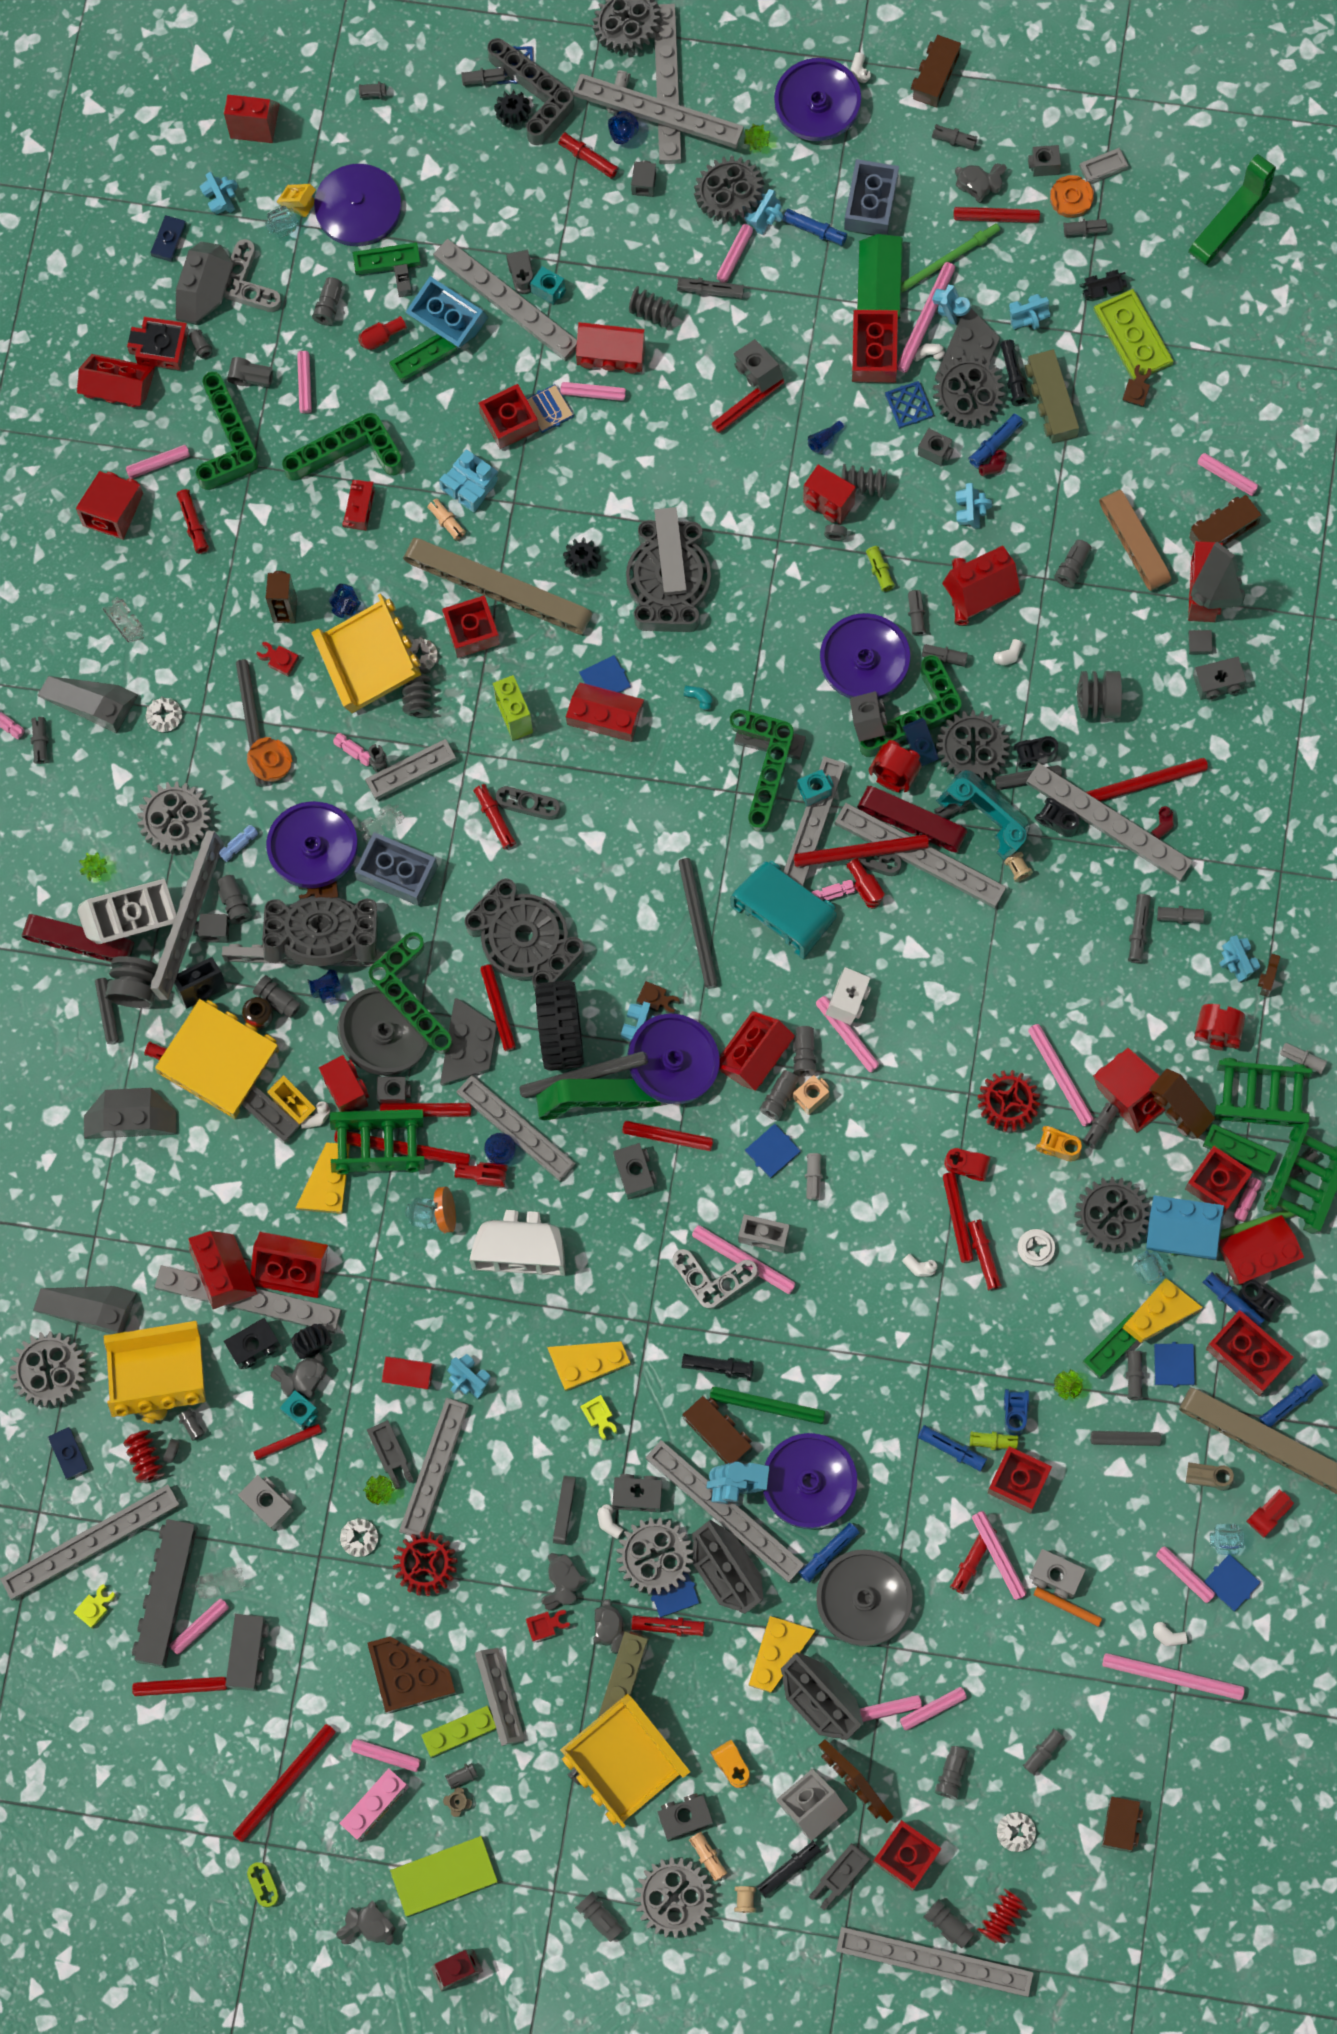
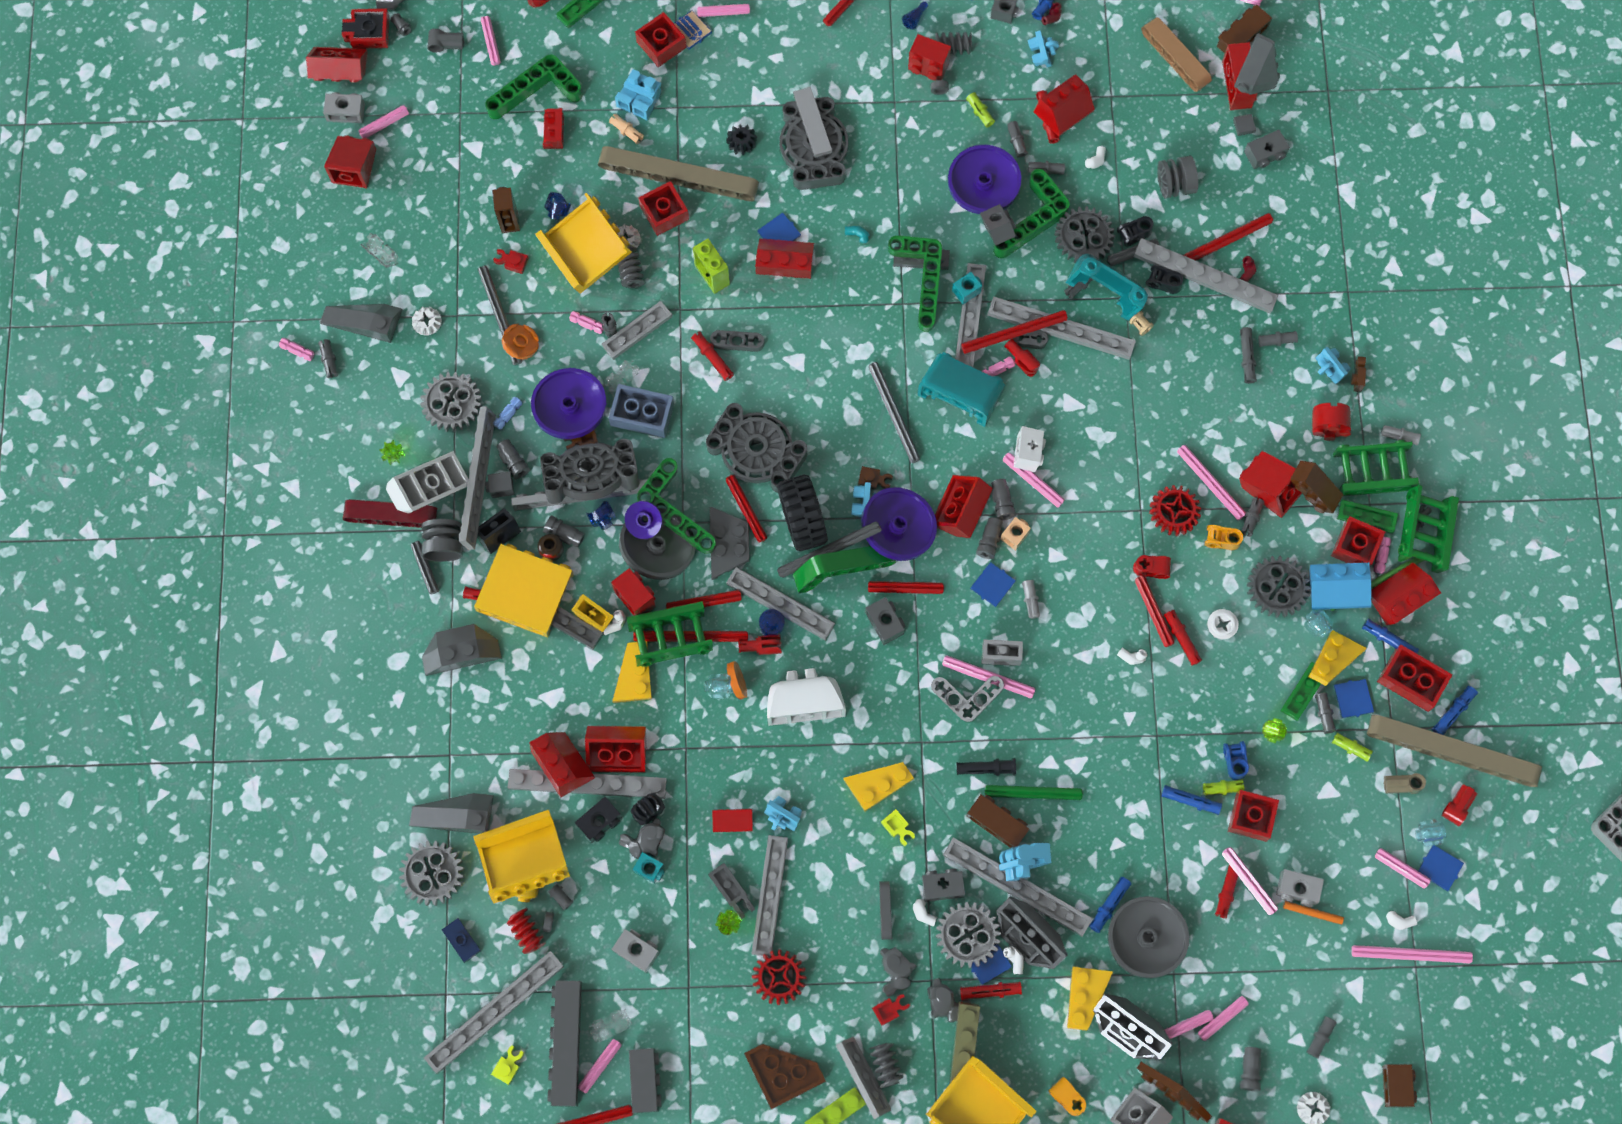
camera: 15 degrees left, 0 degrees up
(122, 445) = (351, 114): none -> light grey brick
(195, 529) = (424, 169): red pin -> none
(232, 432) = (439, 88): green beam -> none
(288, 1441) = (643, 896): red bar -> none
(356, 1548) = (719, 975): white gear -> none
(362, 1004) = (635, 523): none -> dark purple dish
(386, 1083) = (667, 586): dark grey brick -> none
(528, 1687) = (886, 1065): none -> dark grey piece
(706, 1594) = (1016, 957): none -> white arm
(810, 1481) = (1083, 848): dark purple dish -> none
(895, 767) = (1027, 261): red brick -> none
(912, 818) = (1049, 300): dark red beam -> none
(921, 741) = (1043, 238): dark blue plate -> none
(1074, 561) = (1130, 85): dark grey axle -> none
(1125, 1438) = (1329, 765): dark grey axle -> none
(1158, 1421) = (1352, 746): none -> lime pin
(1263, 1299) = (1415, 633): black piece -> none

